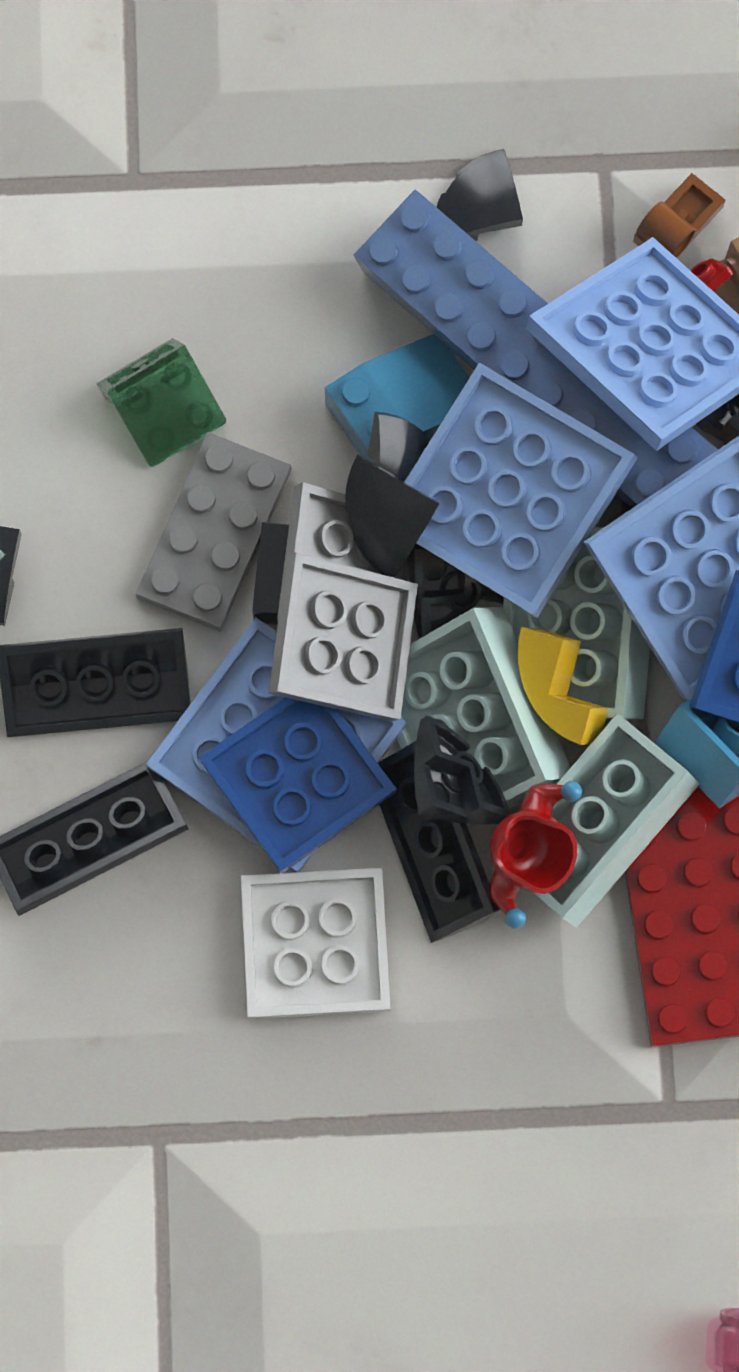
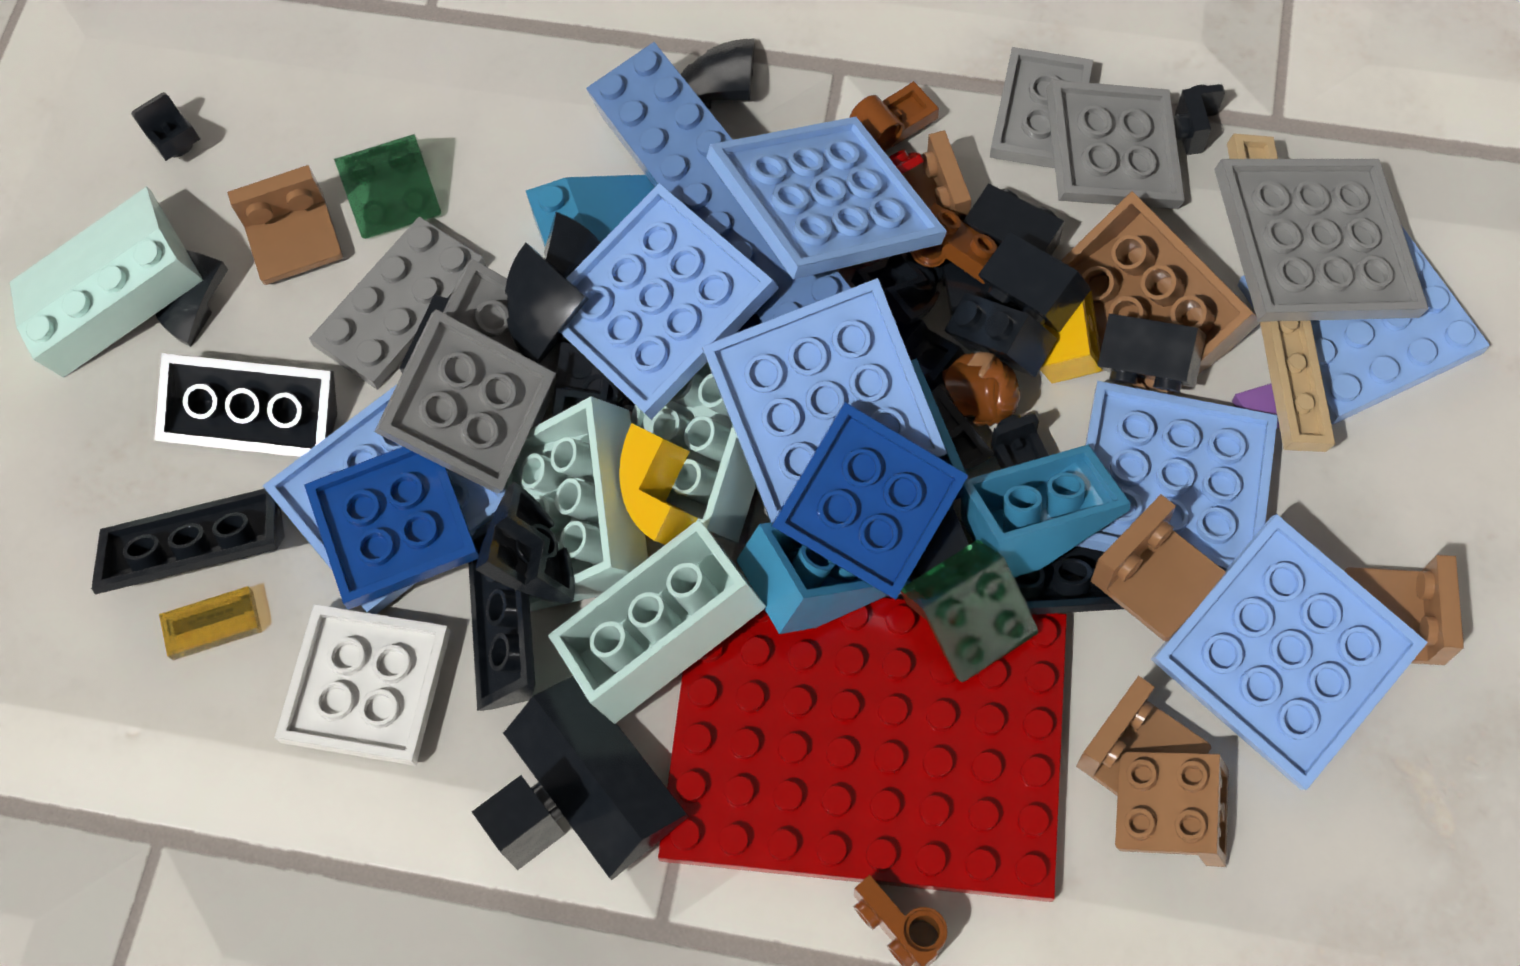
camera: 20 degrees right, 10 degrees down
(72, 474) = (286, 224): none -> medium nougat bracket
(135, 915) = (210, 623): none -> clear yellow tile
(520, 1043) = (520, 821): none -> black brick
(532, 849) = (576, 628): red piece -> none
(570, 982) = (594, 776): none -> black slope

